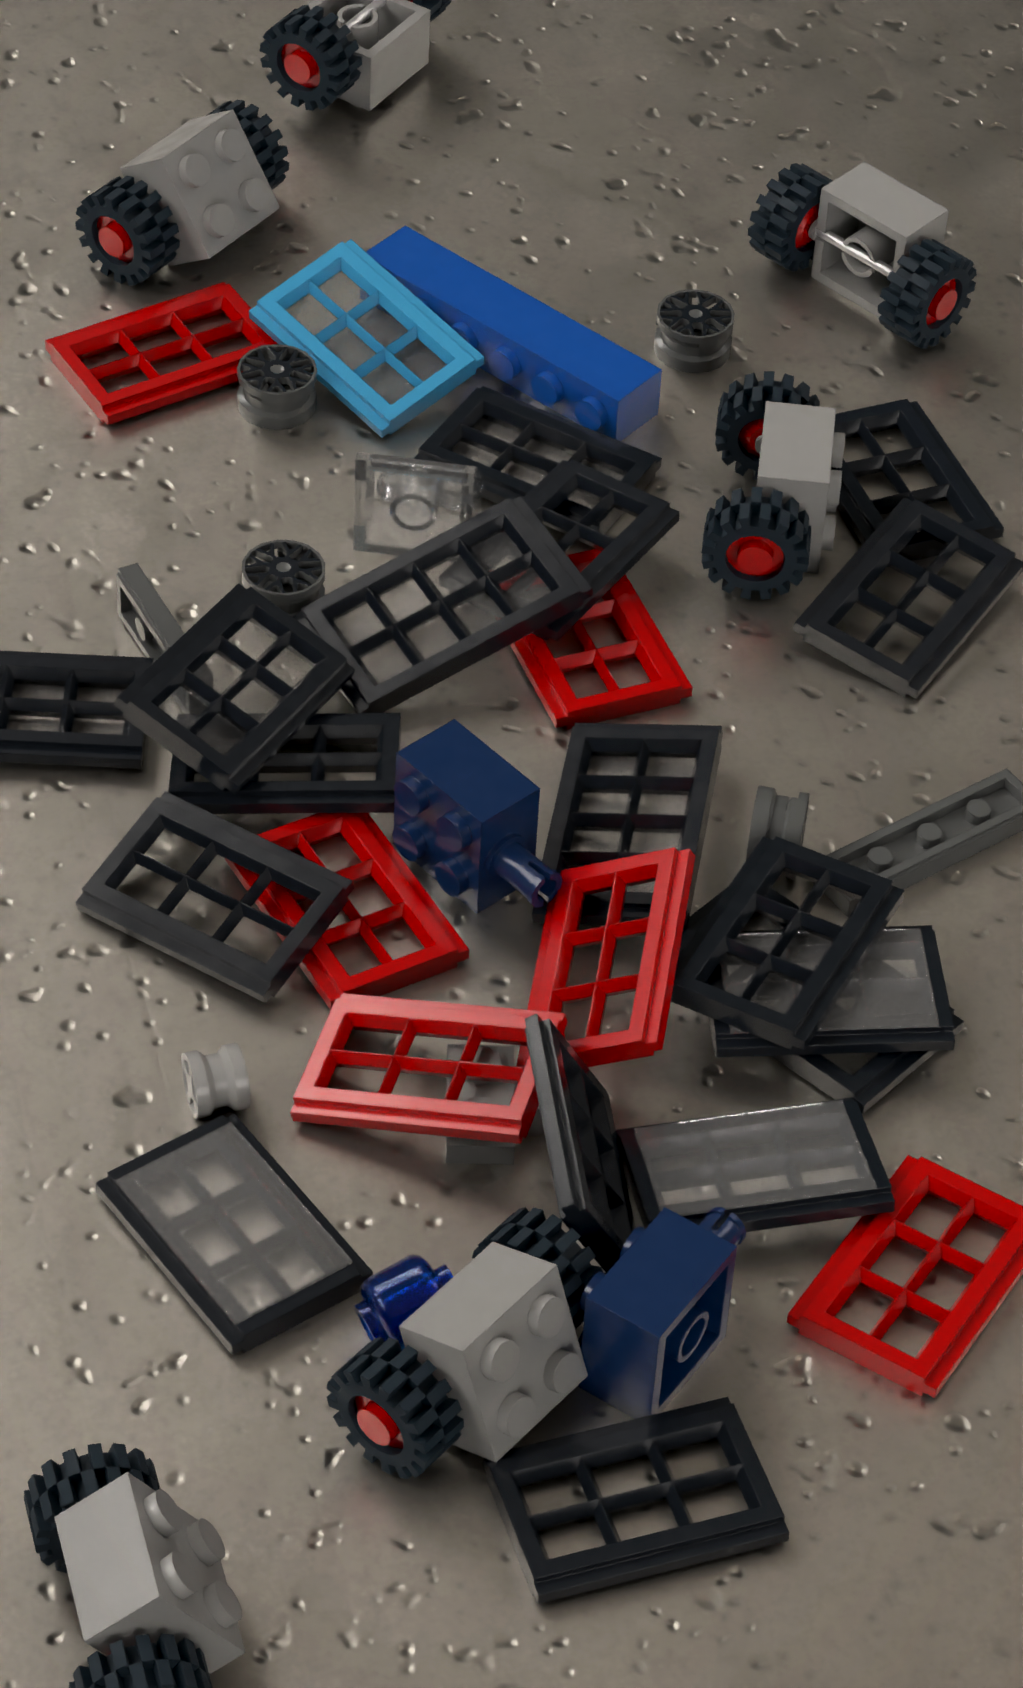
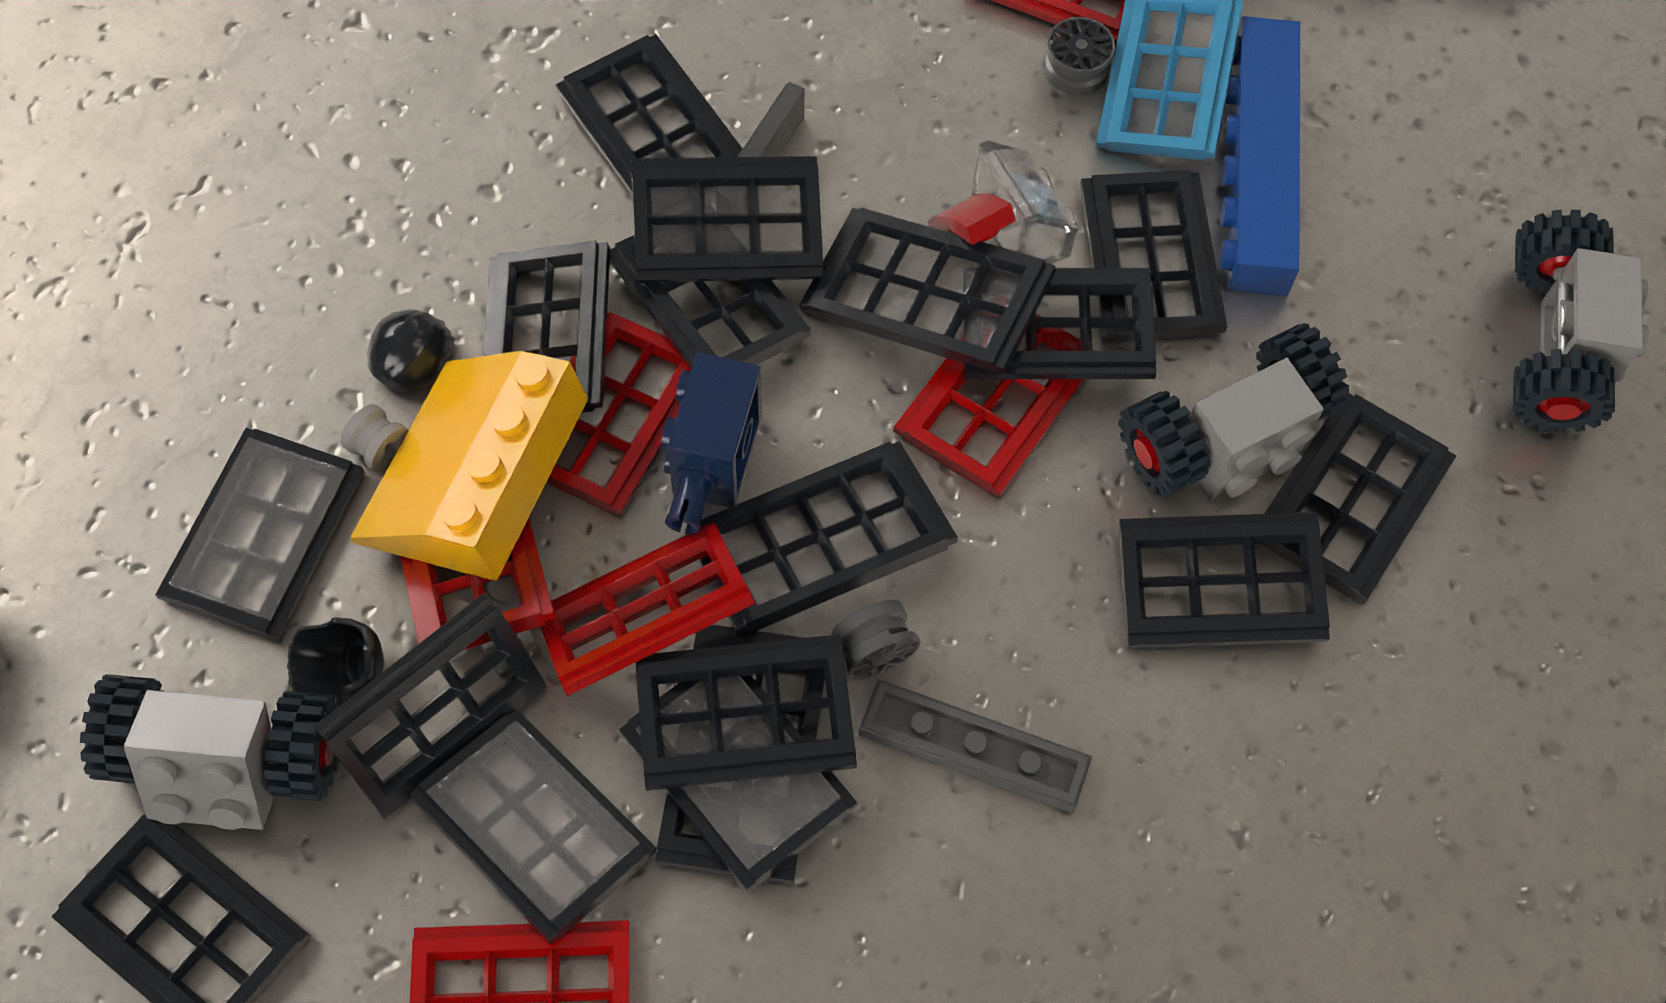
camera: 55 degrees right, 20 degrees up
(129, 1011) = (409, 350): none -> black hair
(285, 580) = (896, 177): dark grey wheel -> none
(334, 996) = (474, 462): none -> yellow slope
(396, 1294) = (245, 672): clear blue head -> none
(402, 526) = (975, 218): none -> red slope
(452, 1215) = (334, 658): none -> black hair
(658, 1310) = (322, 842): dark blue brick -> none
(692, 335) = (1385, 265): dark grey wheel -> none

